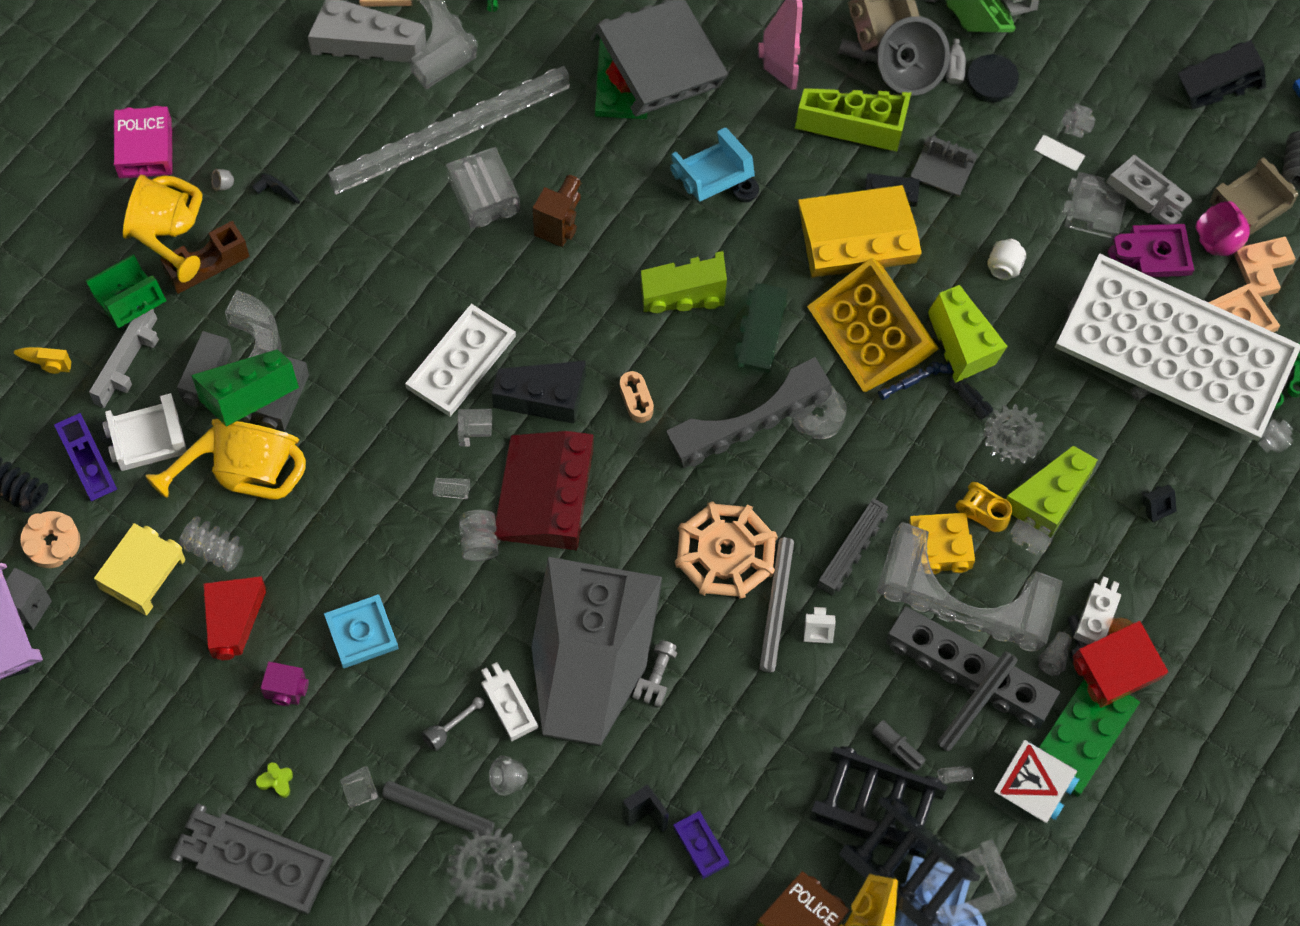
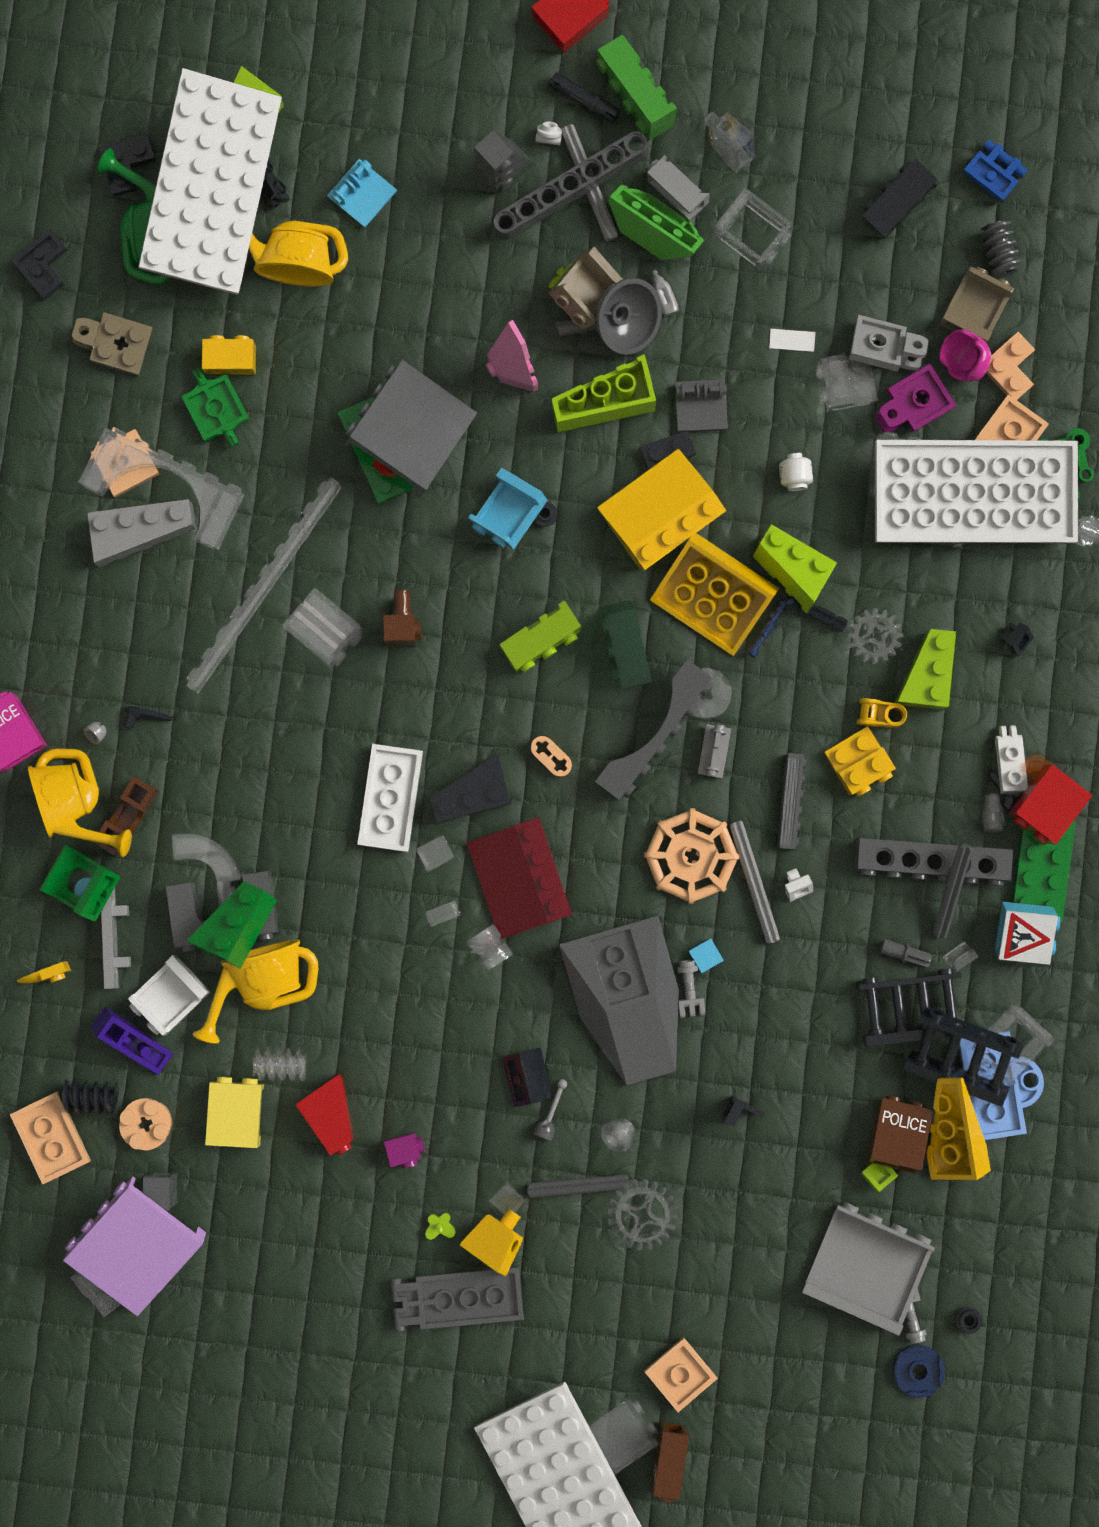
camera: 30 degrees left, 20 degrees up
(322, 816) = (495, 1241): none -> yellow torso
(361, 631) = (439, 1074): medium azure plate -> none
(447, 676) = (527, 1077): none -> black panel
(508, 702) = (586, 1073): white hinge -> none
(690, 650) = (706, 955): none -> medium azure tile
(701, 845) = (793, 1111): dark purple plate -> none
(800, 464) = (714, 750): none -> light grey hinge
(911, 580) = (853, 815): clear arch -> none
(992, 78) = (702, 294): black tile -> none
(1035, 539) = (923, 719): clear piece -> none
(1060, 22) = (744, 200): none -> clear window
(1078, 120) = (796, 304): clear gear -> none

